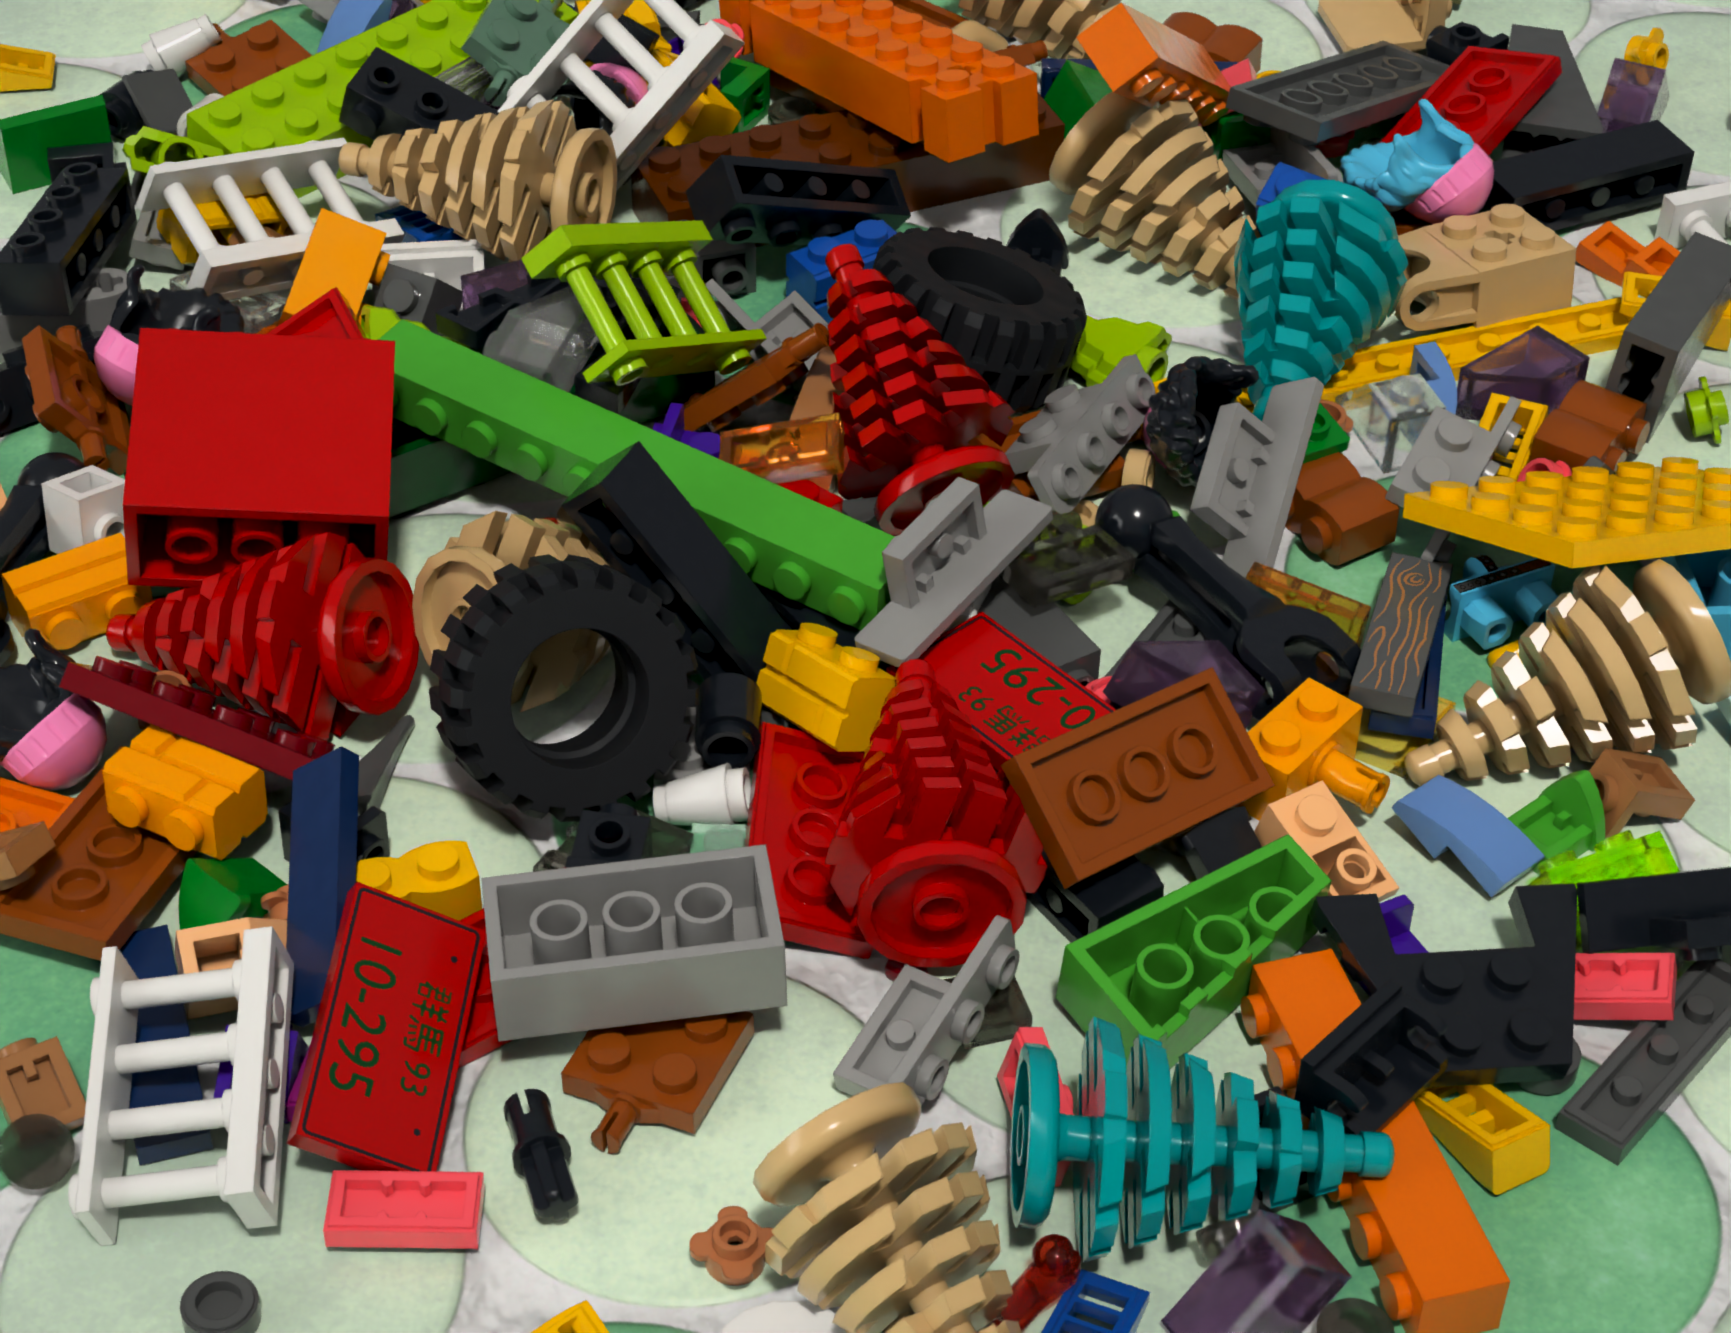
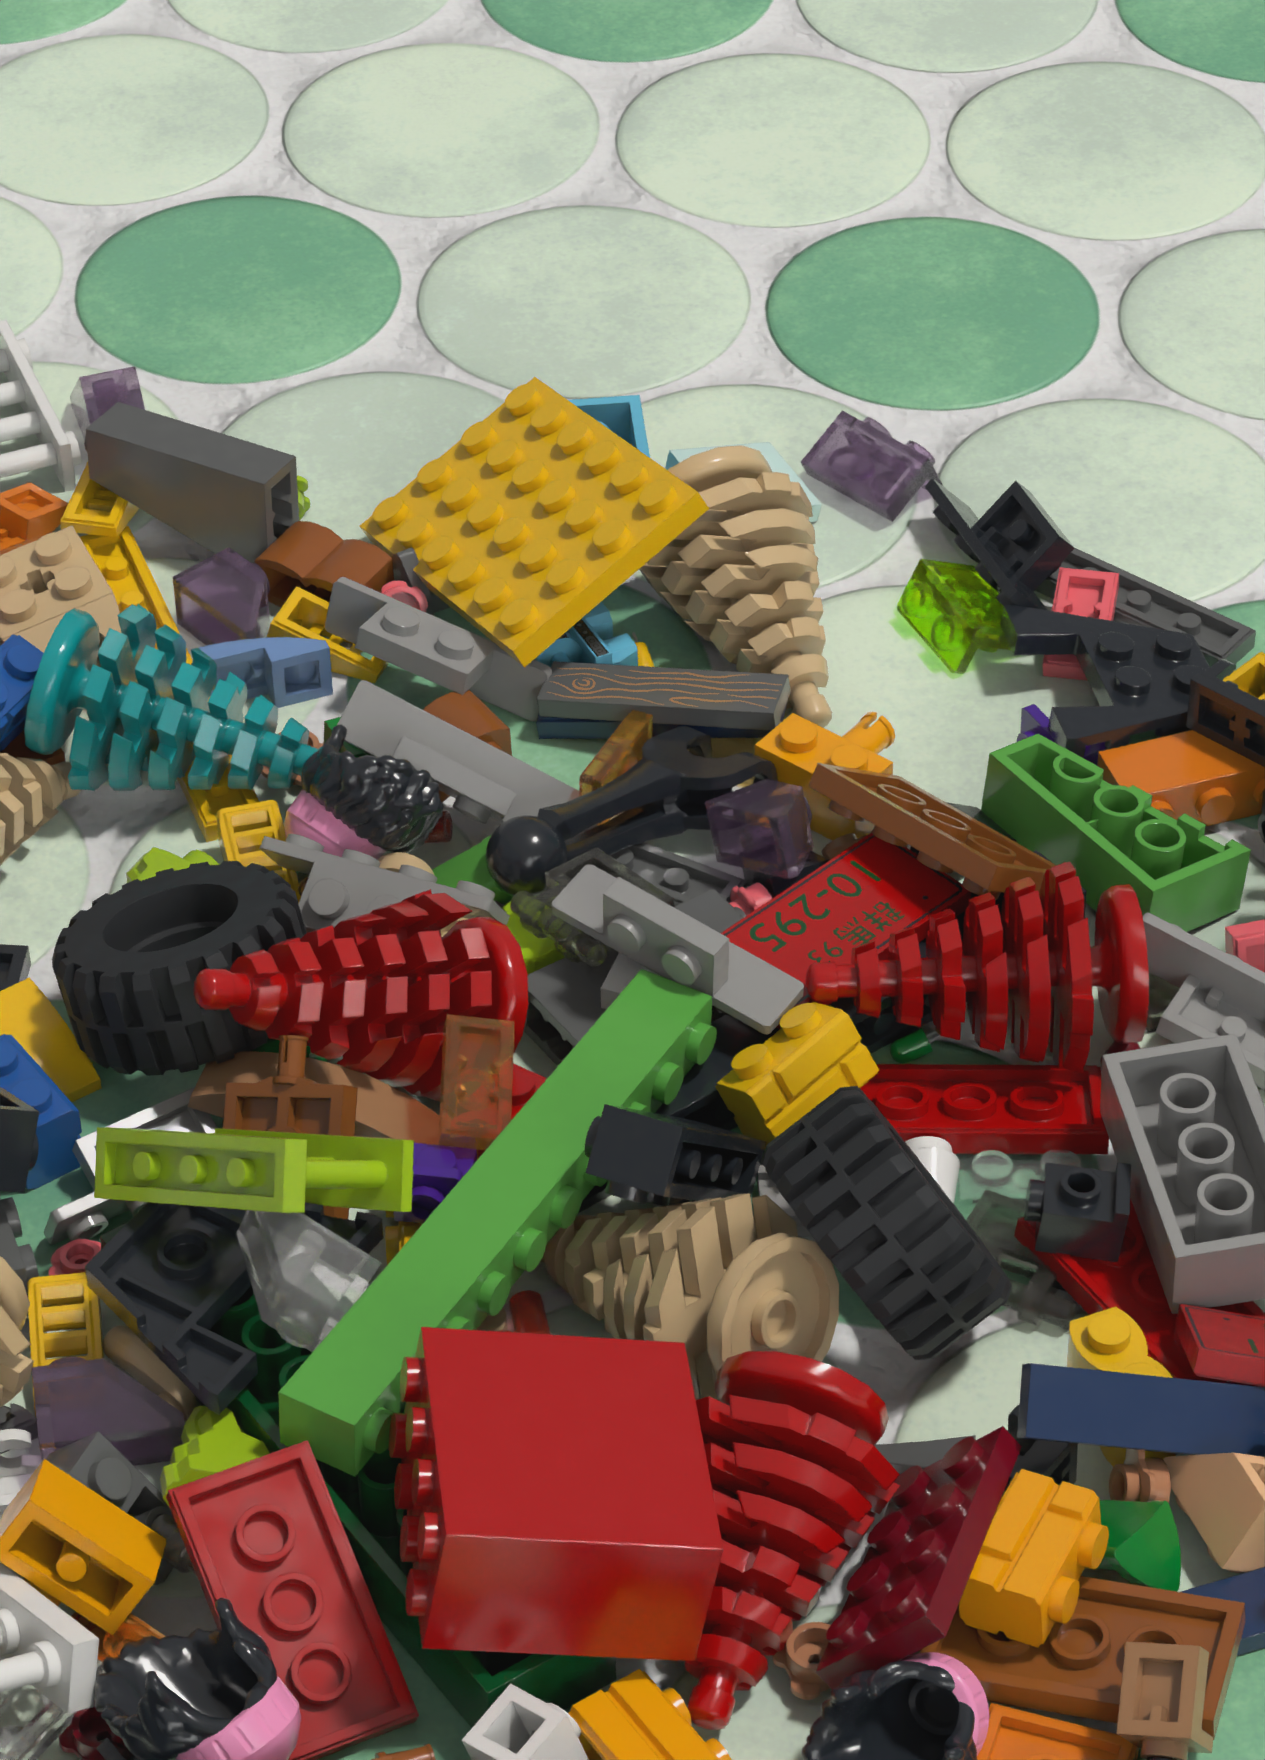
camera: 90 degrees left, 0 degrees up
(1329, 839) = (955, 757): light nougat slope -> none
(1390, 416) = (302, 684): clear slope -> none
(1481, 837) = (905, 684): medium blue slope -> none
(1564, 816) = (878, 643): bright green tile -> none
(1638, 786) = (846, 595): medium nougat bracket -> none

